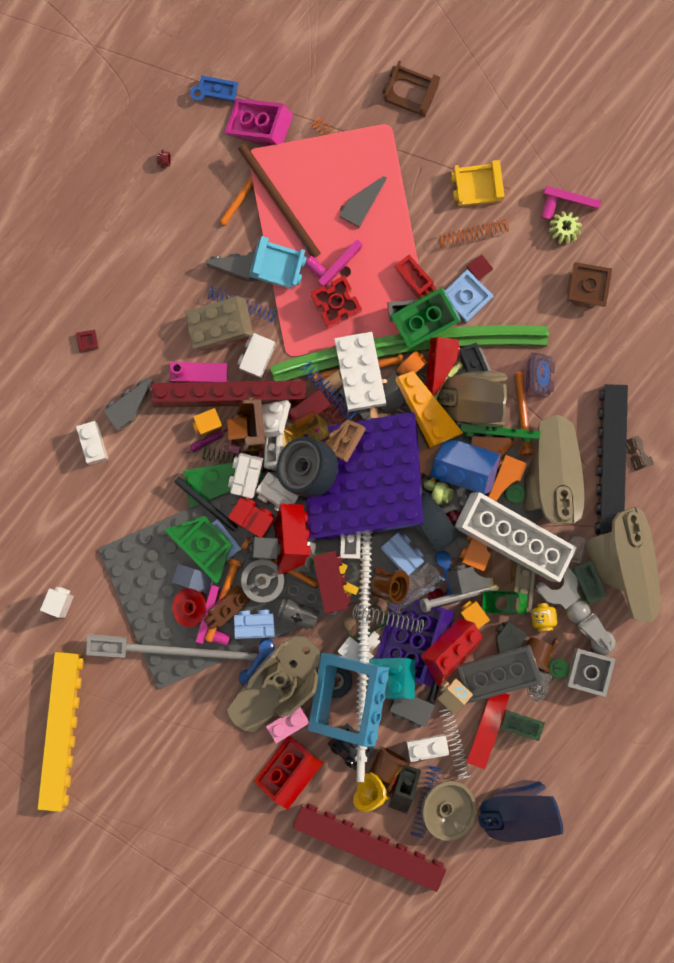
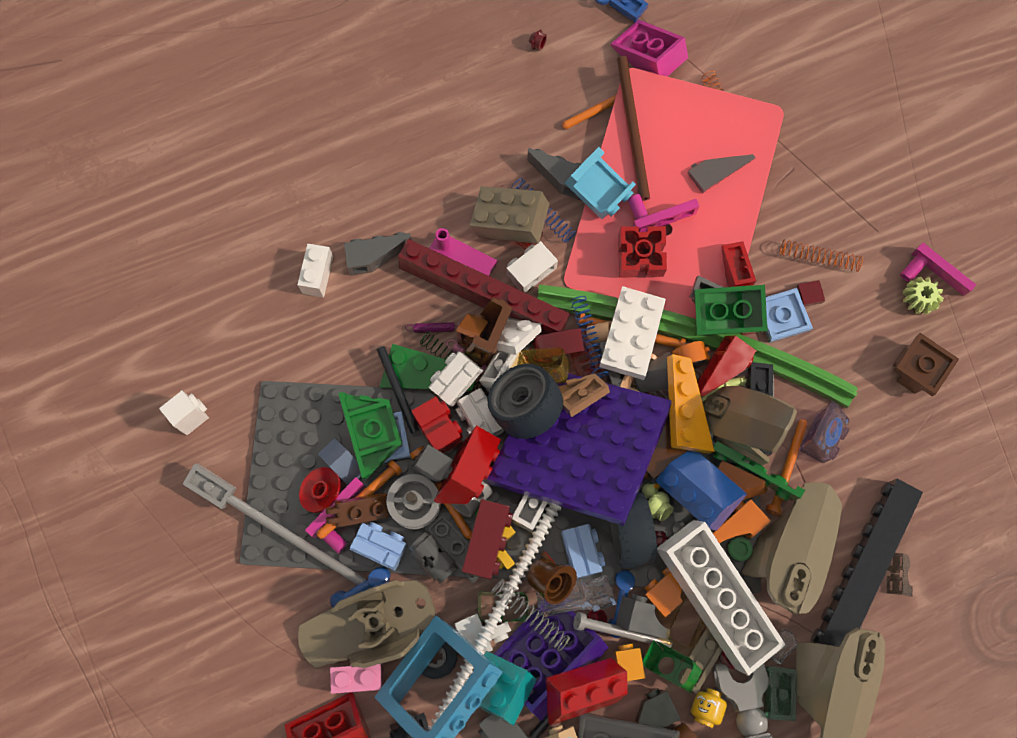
camera: 25 degrees right, 10 degrees down
(60, 731) = (106, 556): yellow brick -> none
(87, 340) = (368, 171): dark red tile -> none
(207, 422) = (444, 308): light orange brick -> none
(399, 73) = (816, 70): reddish brown panel -> none
(478, 184) = (847, 210): yellow panel -> none

